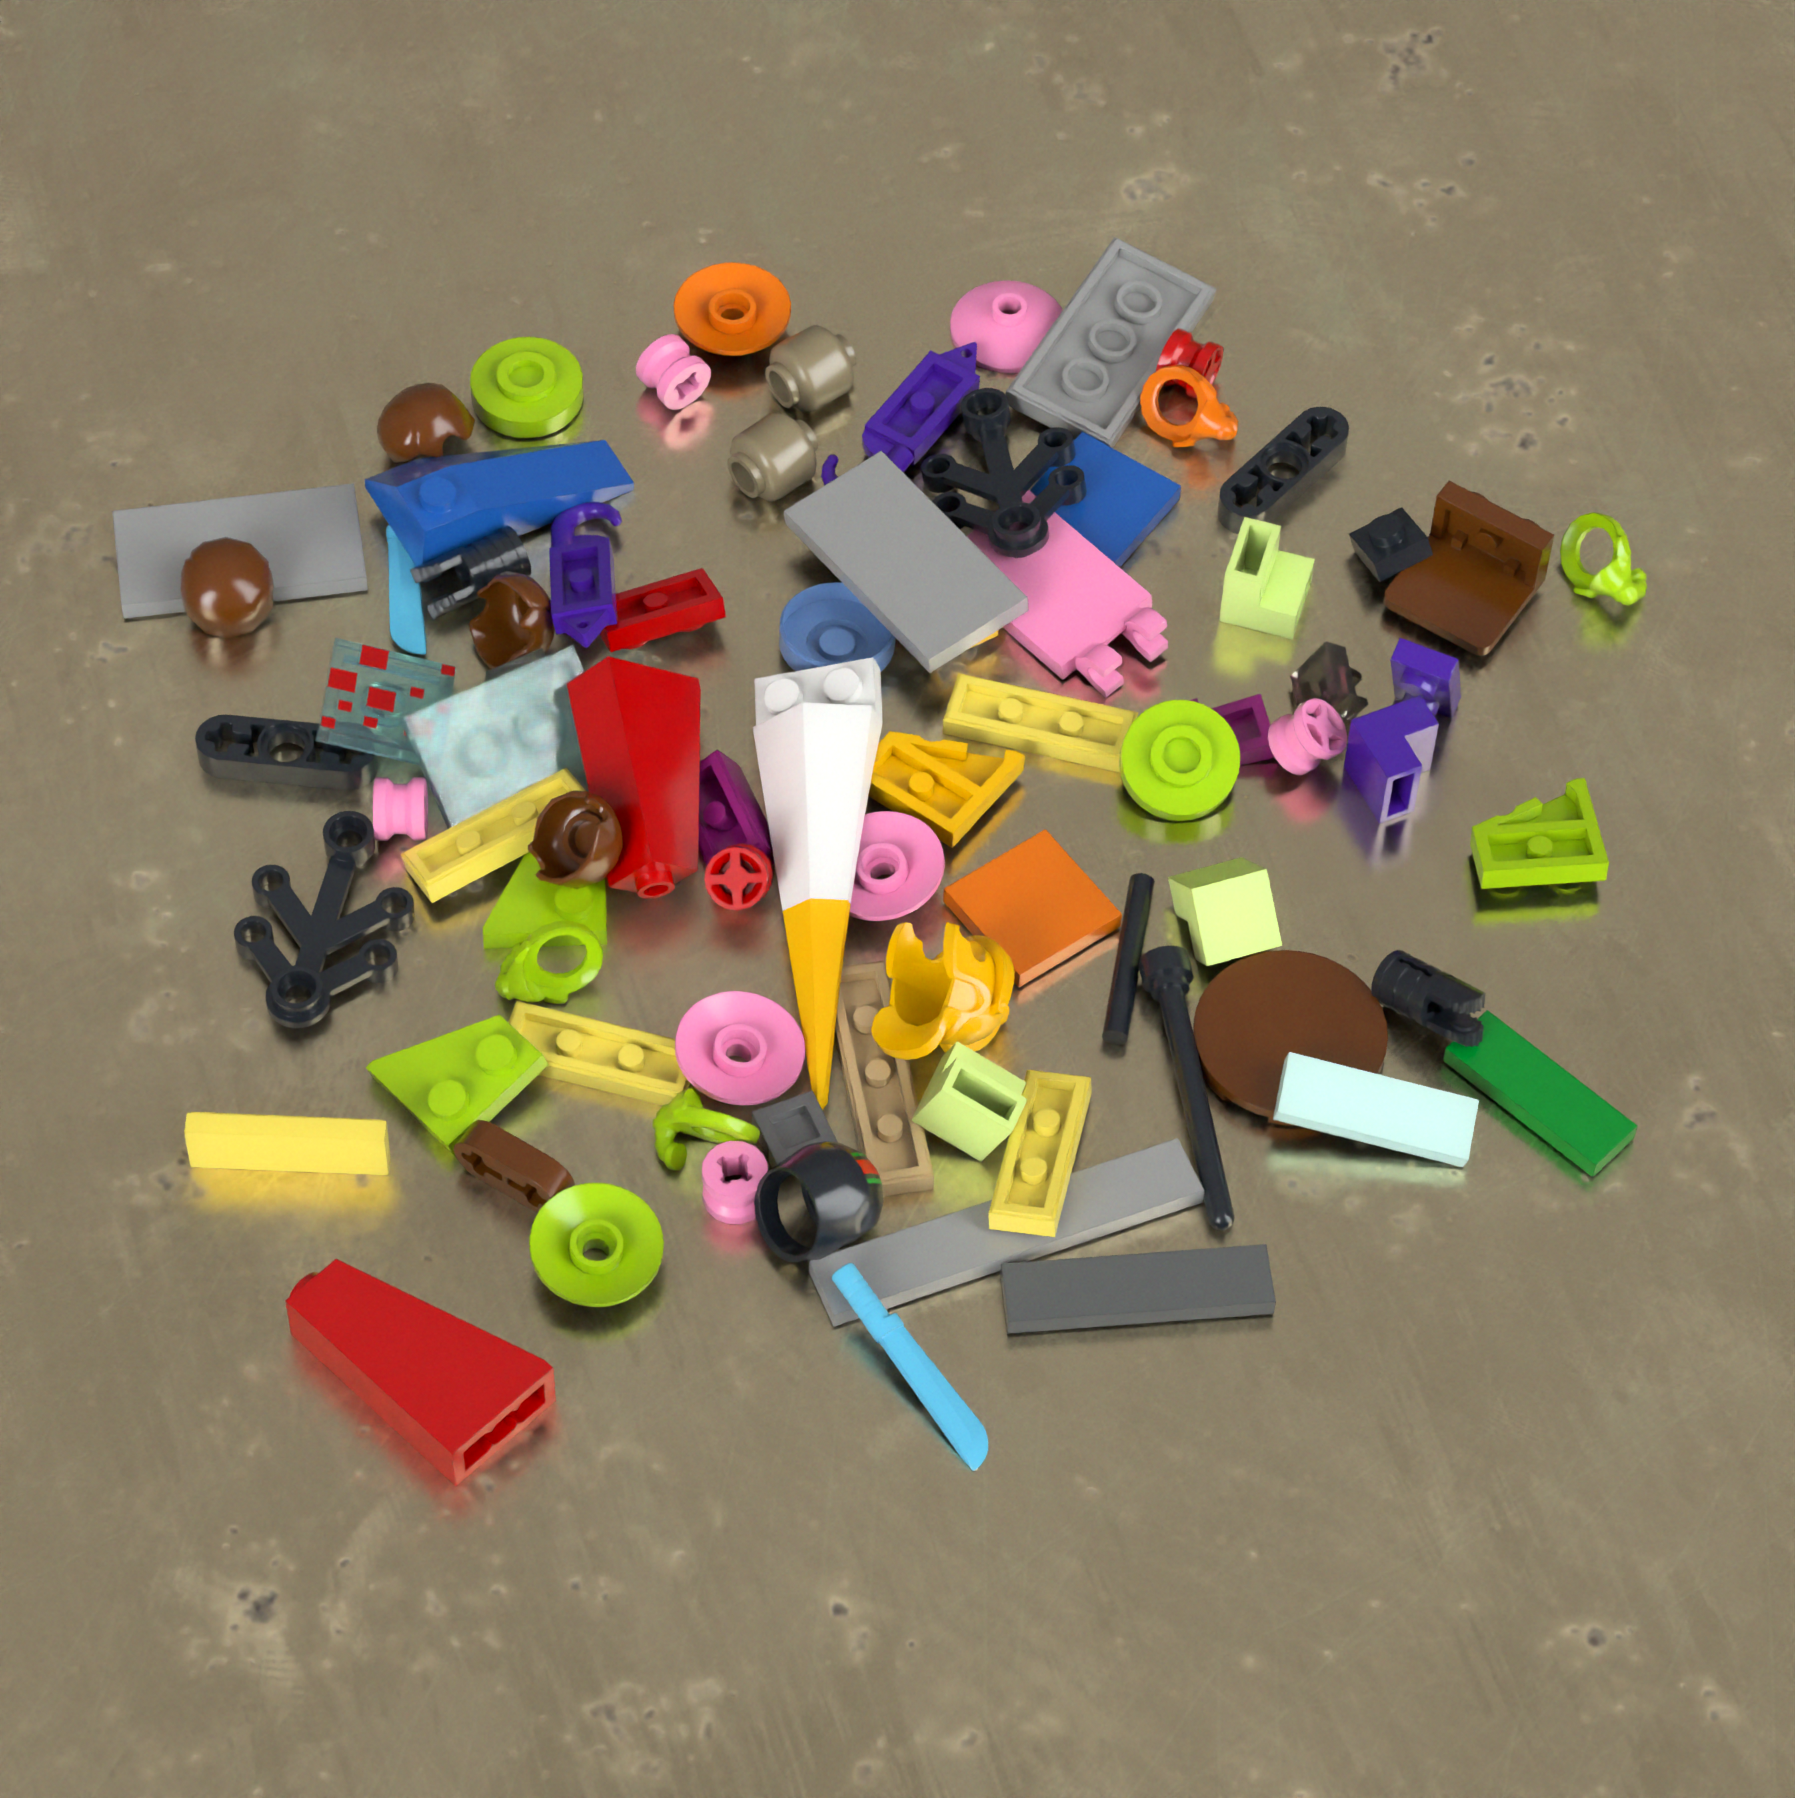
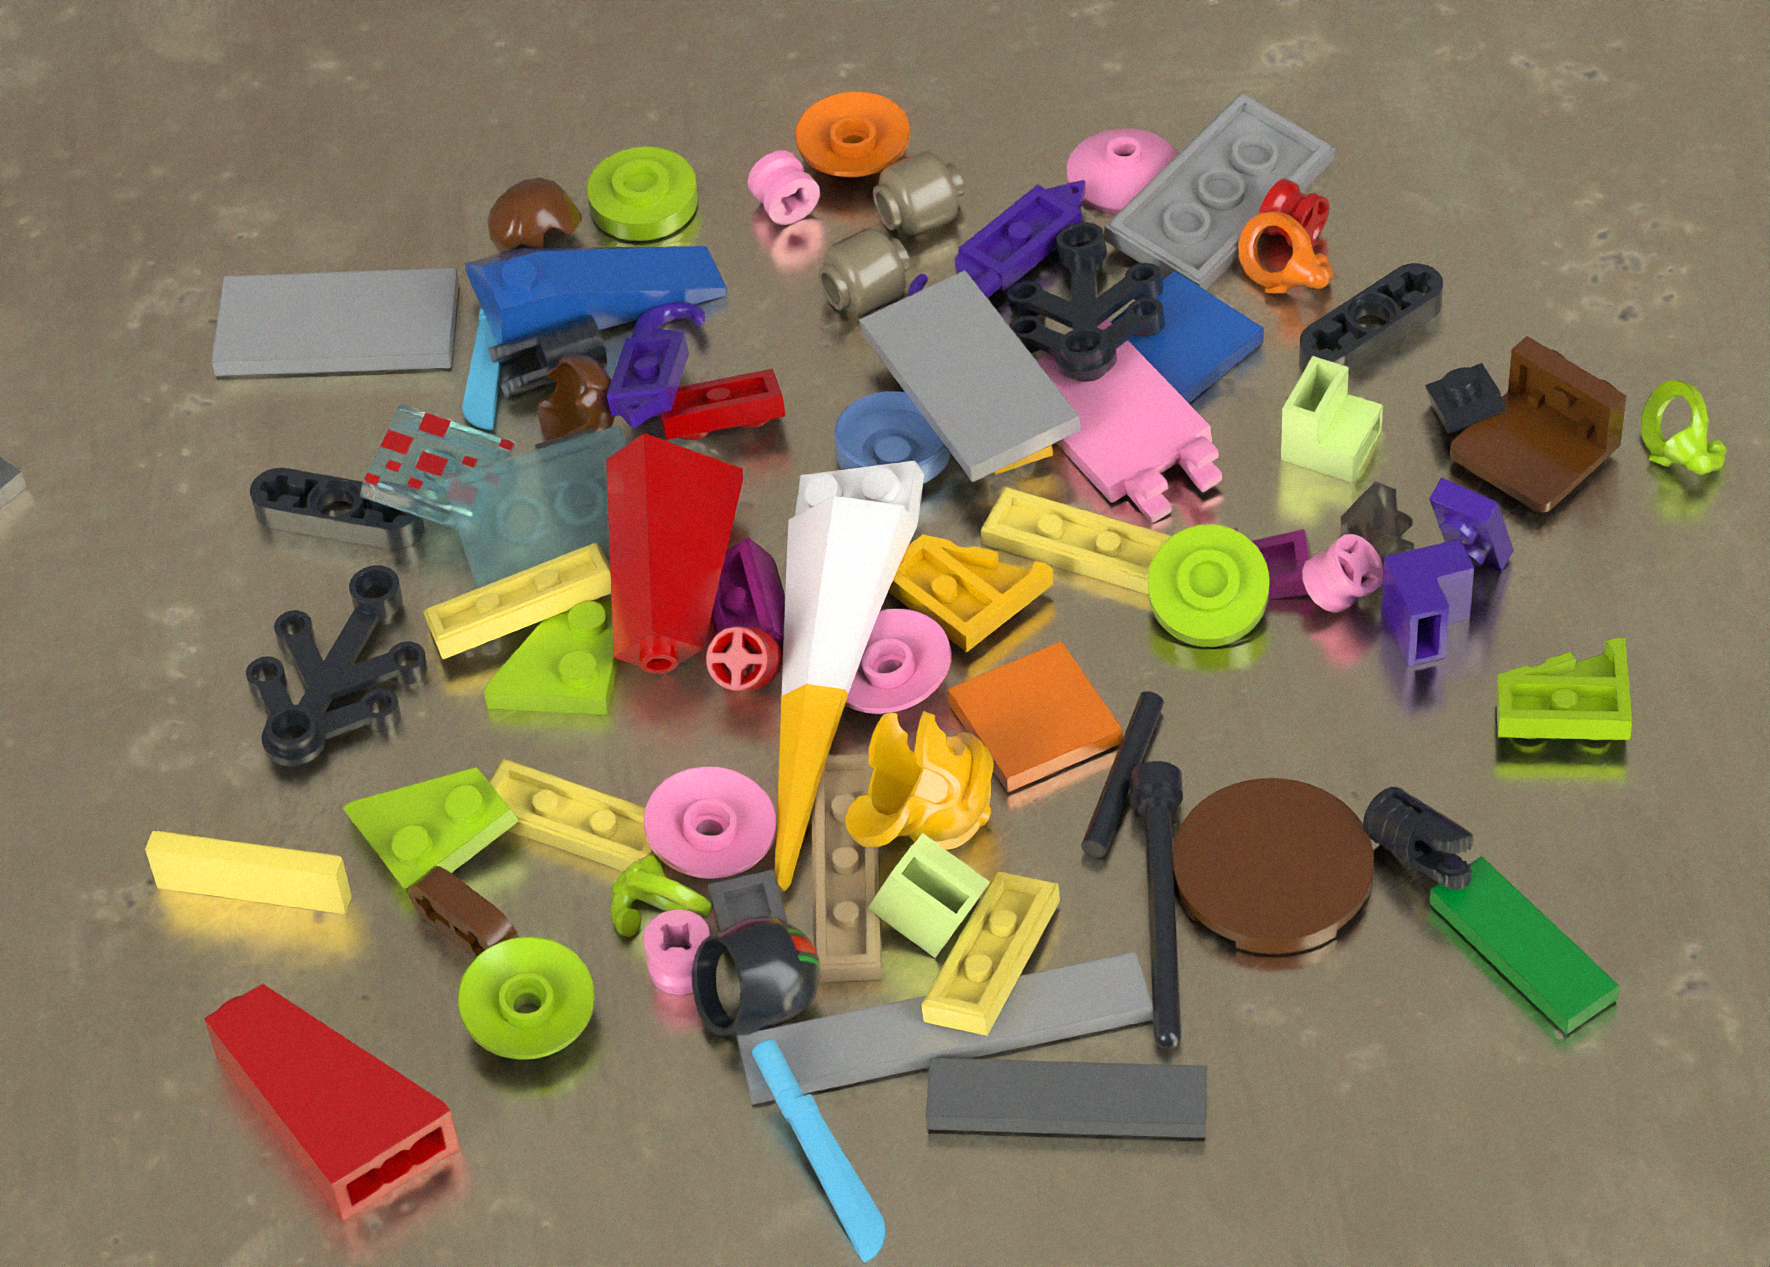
camera: 15 degrees right, 5 degrees down
(227, 587) = (312, 352): reddish brown hair -> none
(400, 808) = (430, 568): bright pink wheel -> none
(527, 981) = (519, 741): lime piece -> none
(576, 840) = (585, 607): reddish brown hair -> none
(1226, 910) = (1228, 734): yellowish green piece -> none
(1376, 1109) = (1345, 942): light aqua tile -> none

